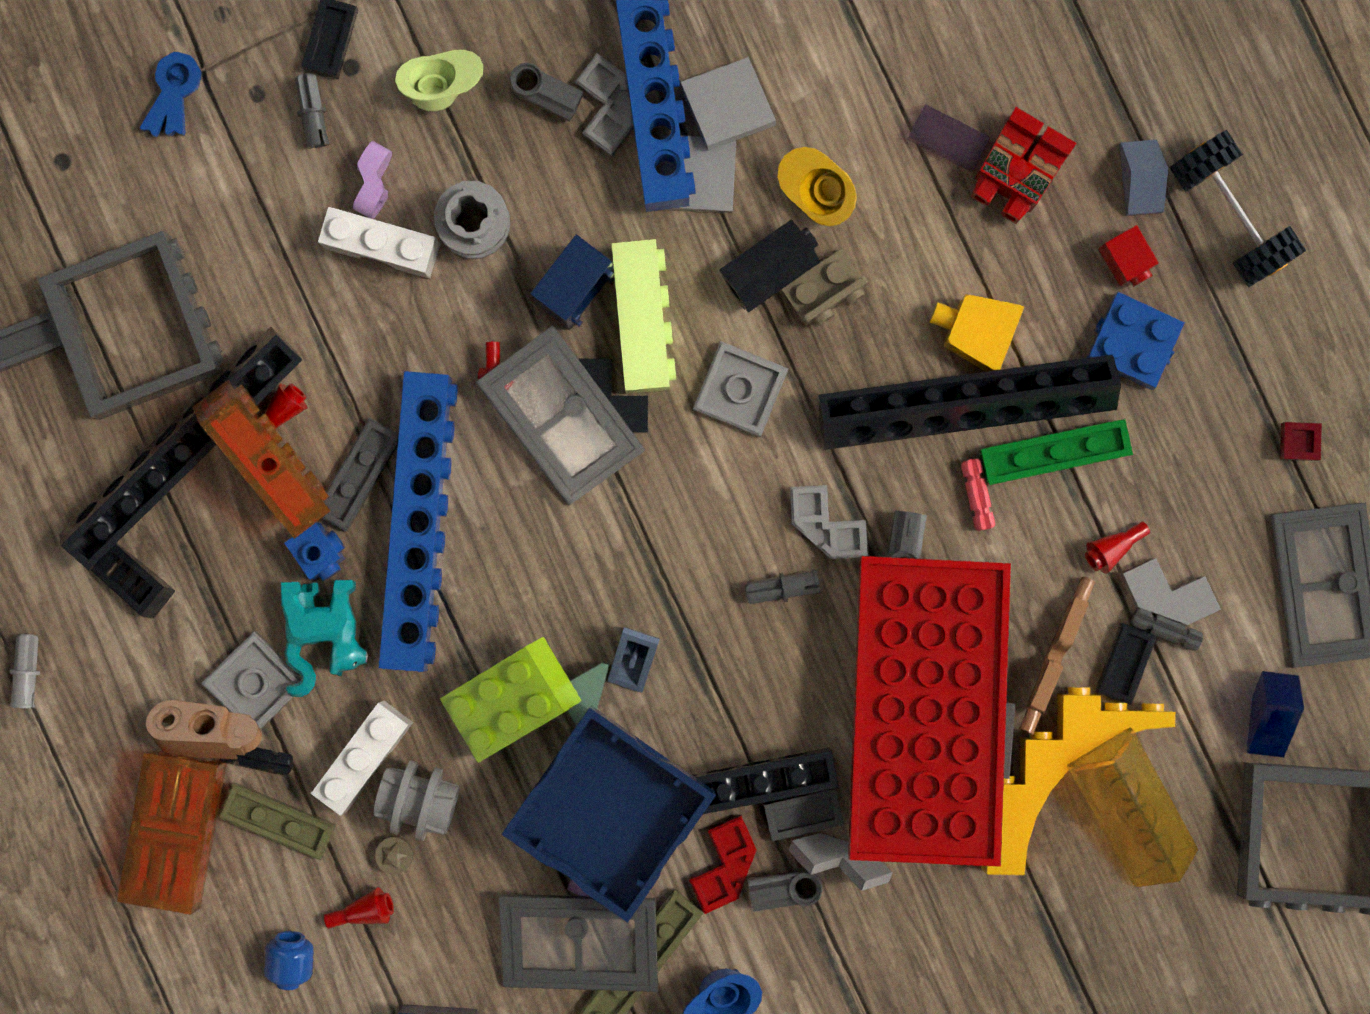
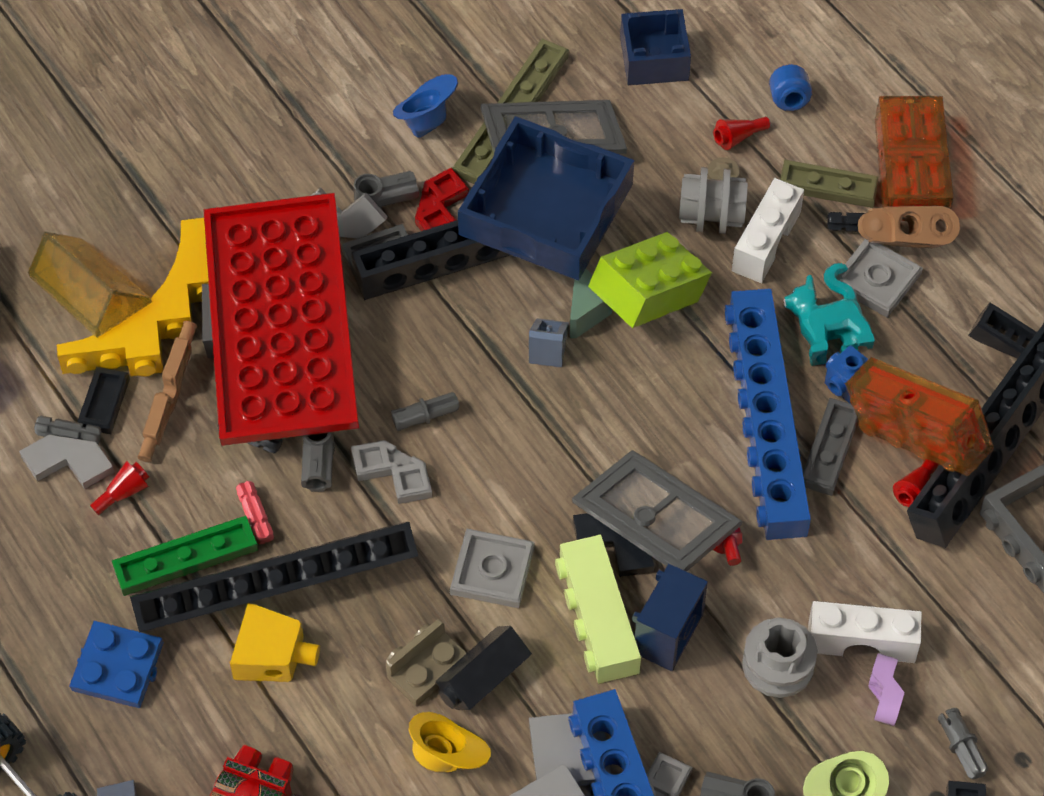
camera: 175 degrees right, 30 degrees down
(1129, 257) = (129, 734): red brick -> none

